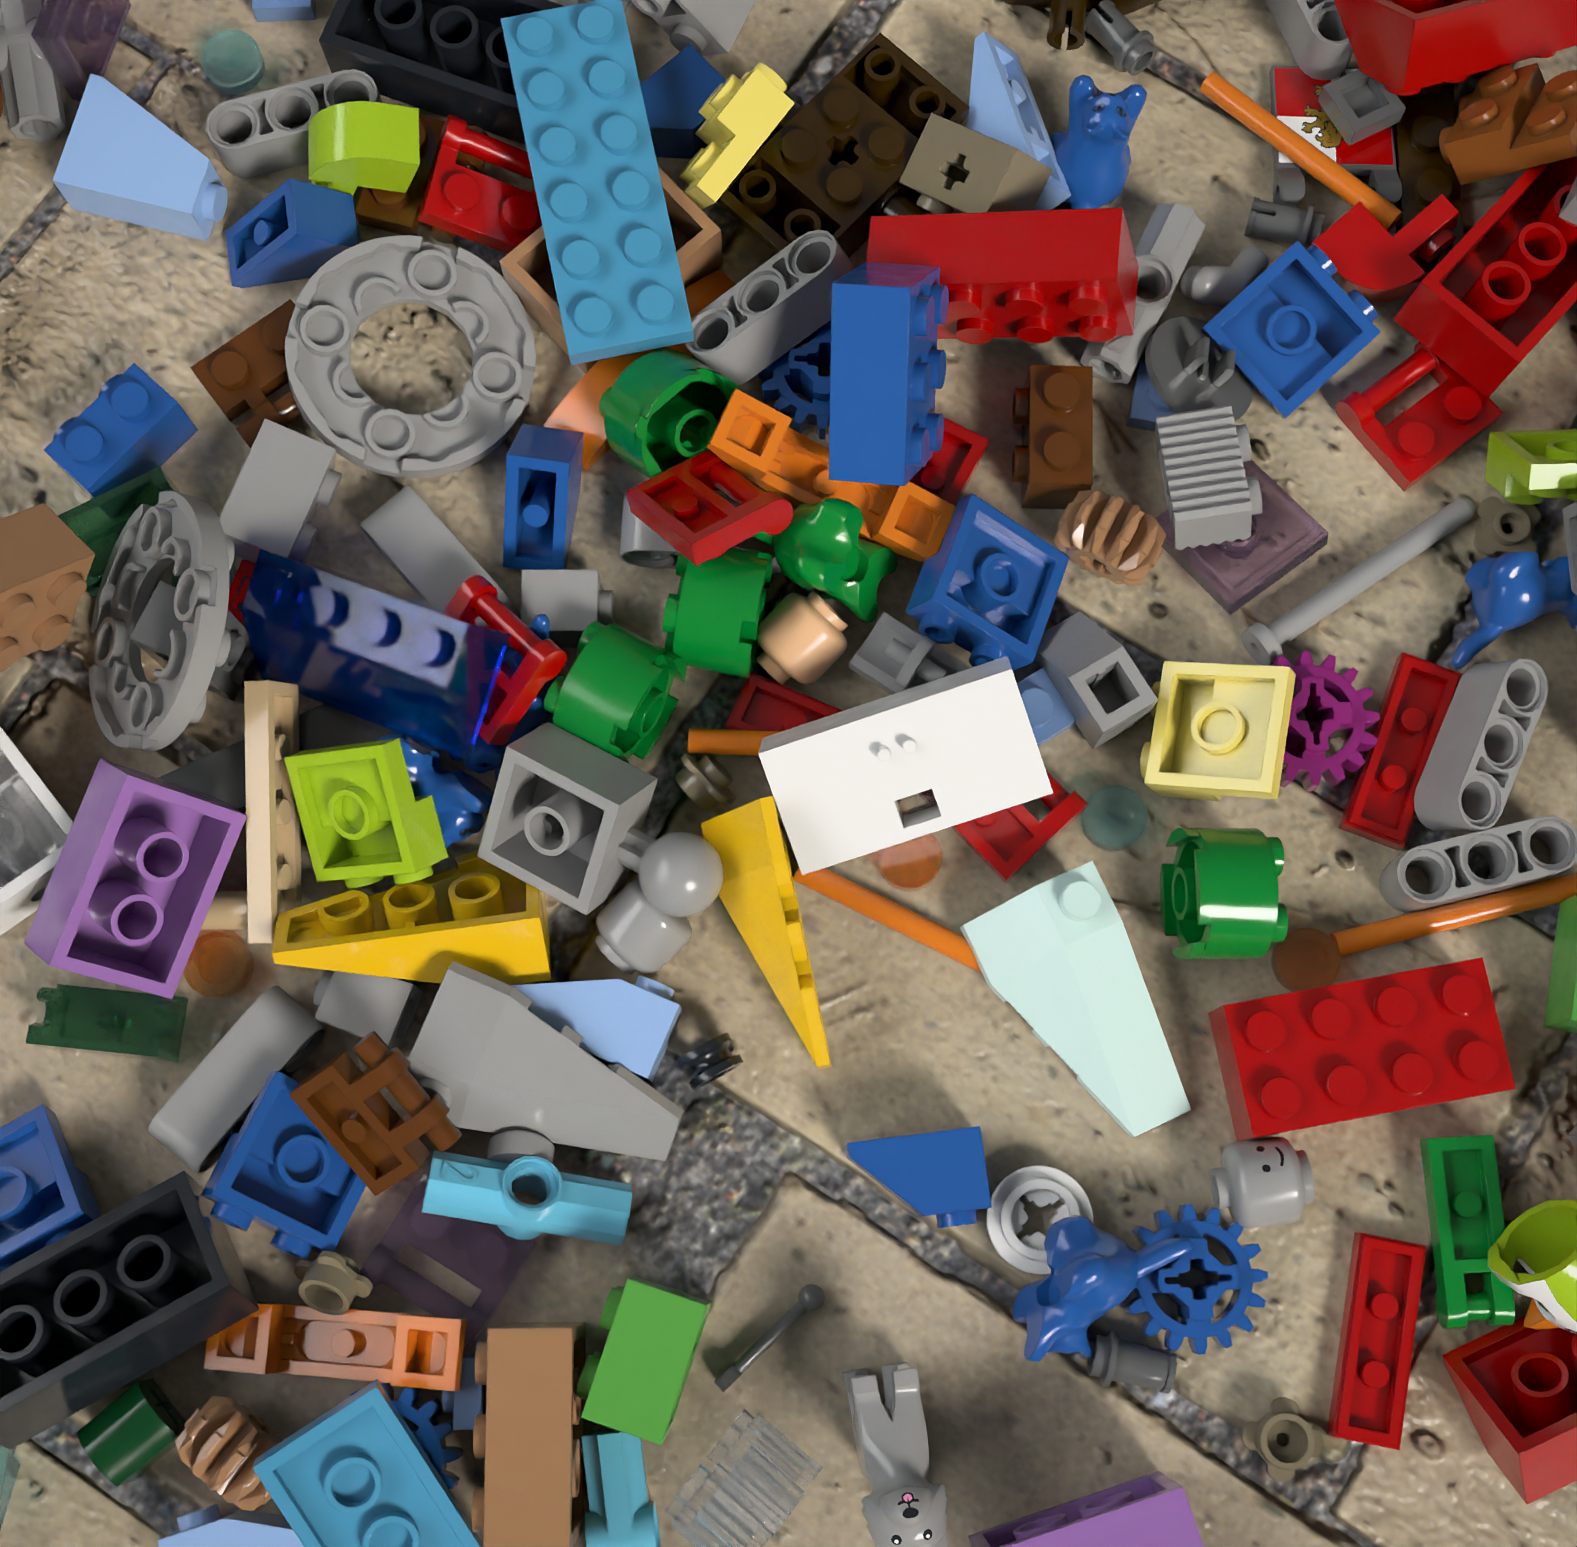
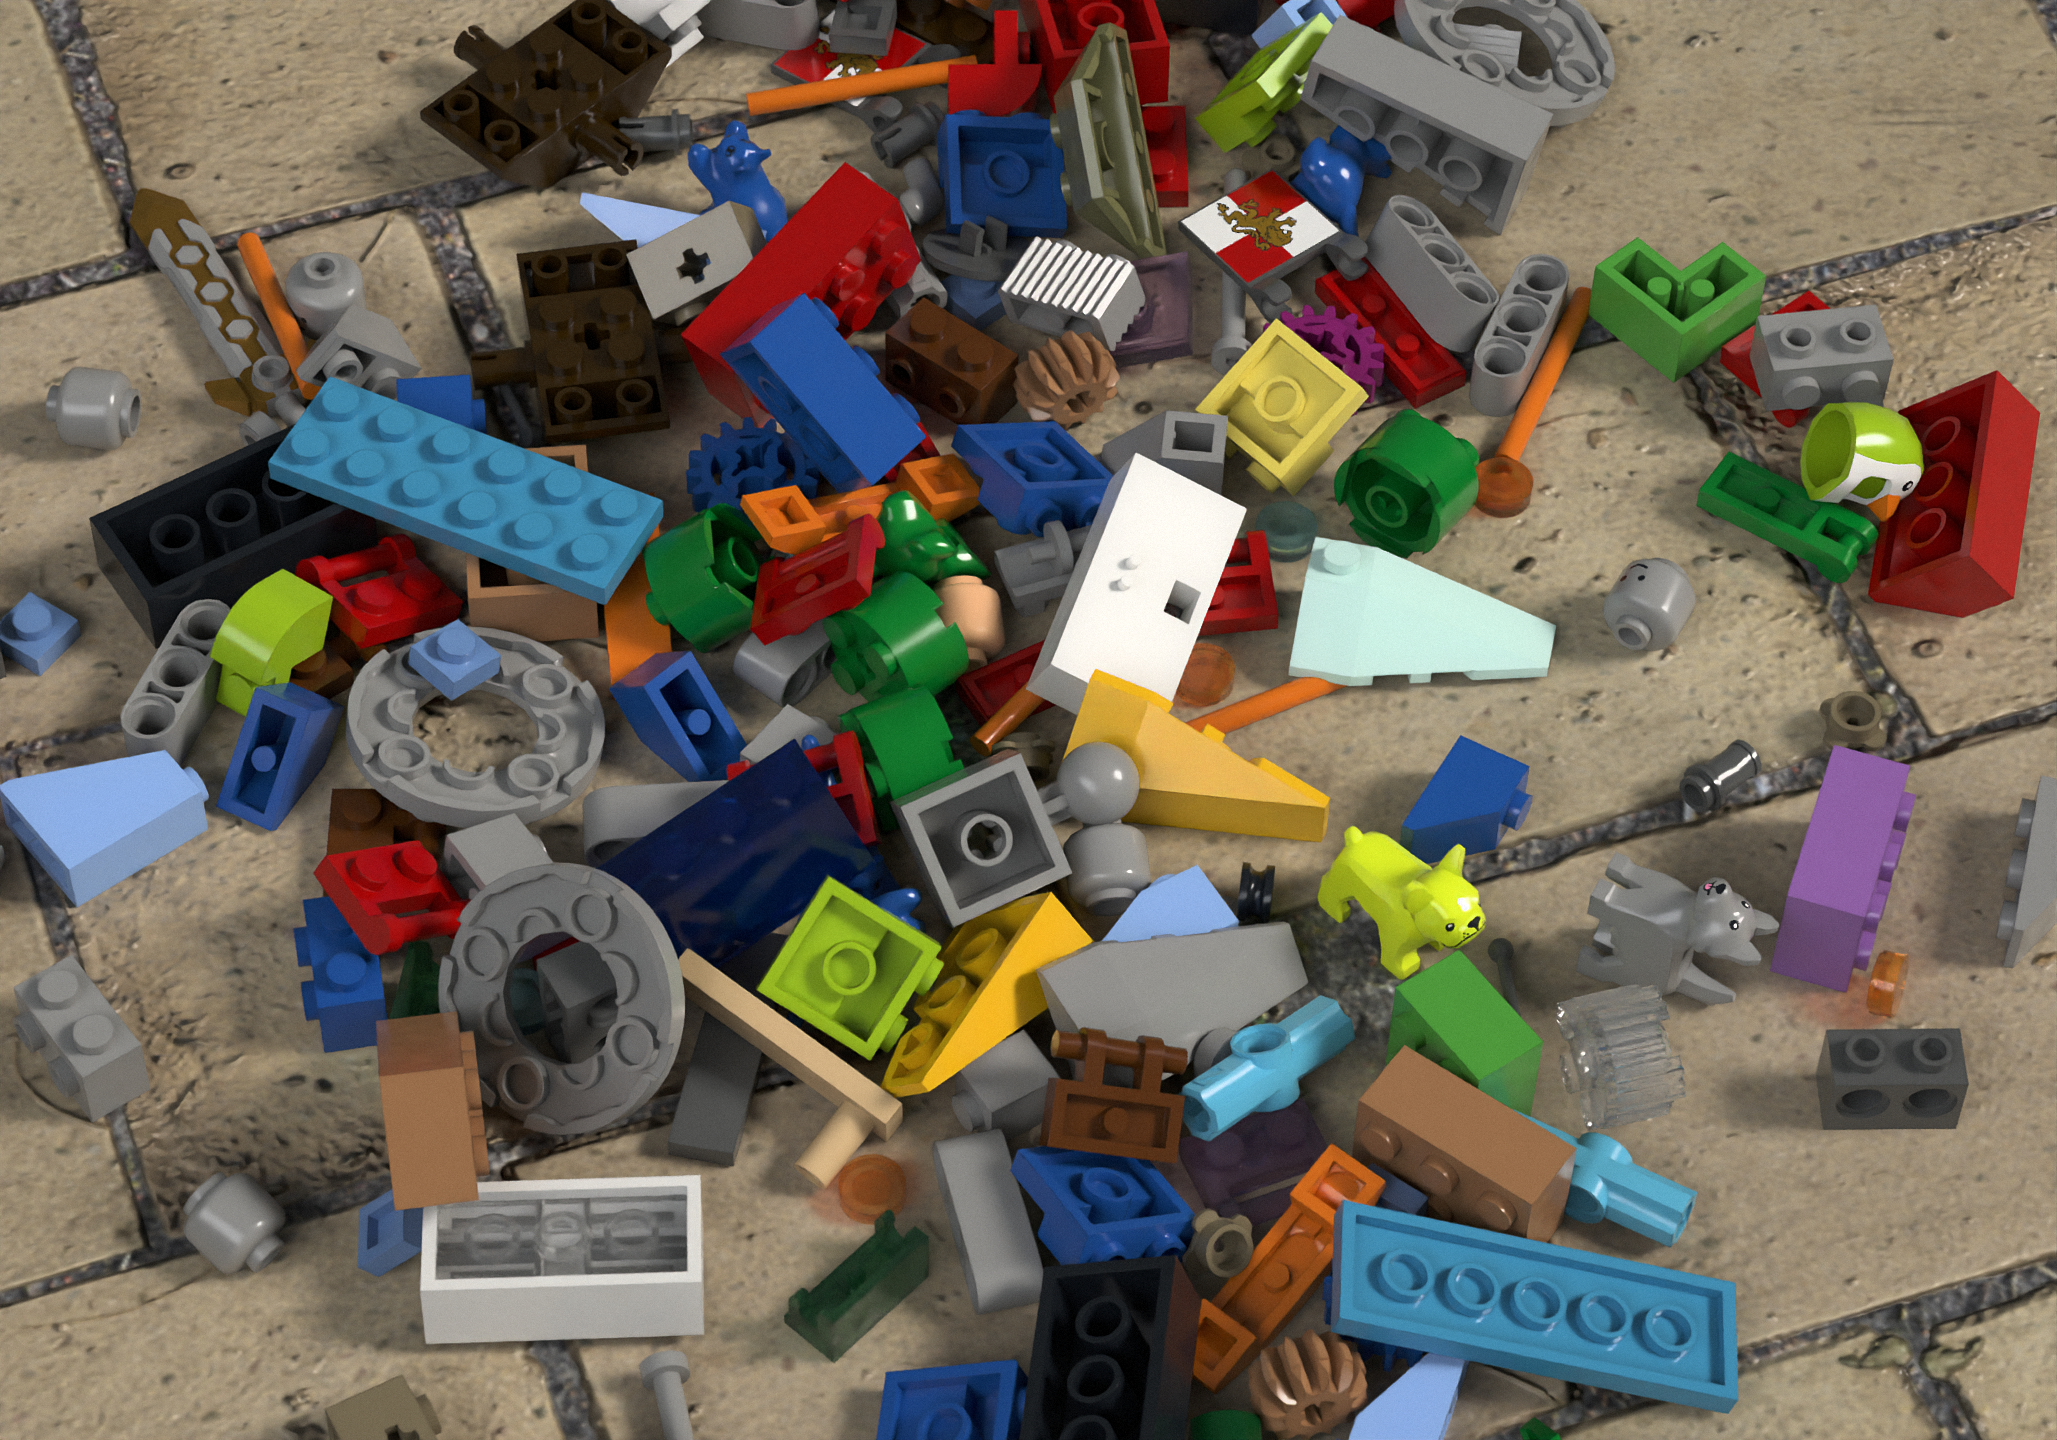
camera: 55 degrees left, 25 degrees down
(134, 880) = (765, 1152): medium lavender brick -> none
(191, 410) = (388, 881): none -> red plate
(233, 61) = (65, 709): clear light blue tile -> none
(448, 294) = (454, 659): none -> medium blue plate
(736, 125) = (522, 377): light yellow plate -> none
(770, 308) = (690, 420): light grey beam -> none
(771, 1202) = (1403, 897): none -> neon yellow animal
(1005, 1219) = (1583, 755): white gear -> none
(1087, 1279) = (1634, 747): blue animal -> none
(1198, 1310) = (1686, 695): blue gear -> none
(1360, 1049) = (1597, 487): red brick -> none
(1374, 393) = (1107, 146): none -> olive wedge
(1376, 1340) = (1824, 624): red tile -> none
(1411, 580) = (1267, 233): none -> flag

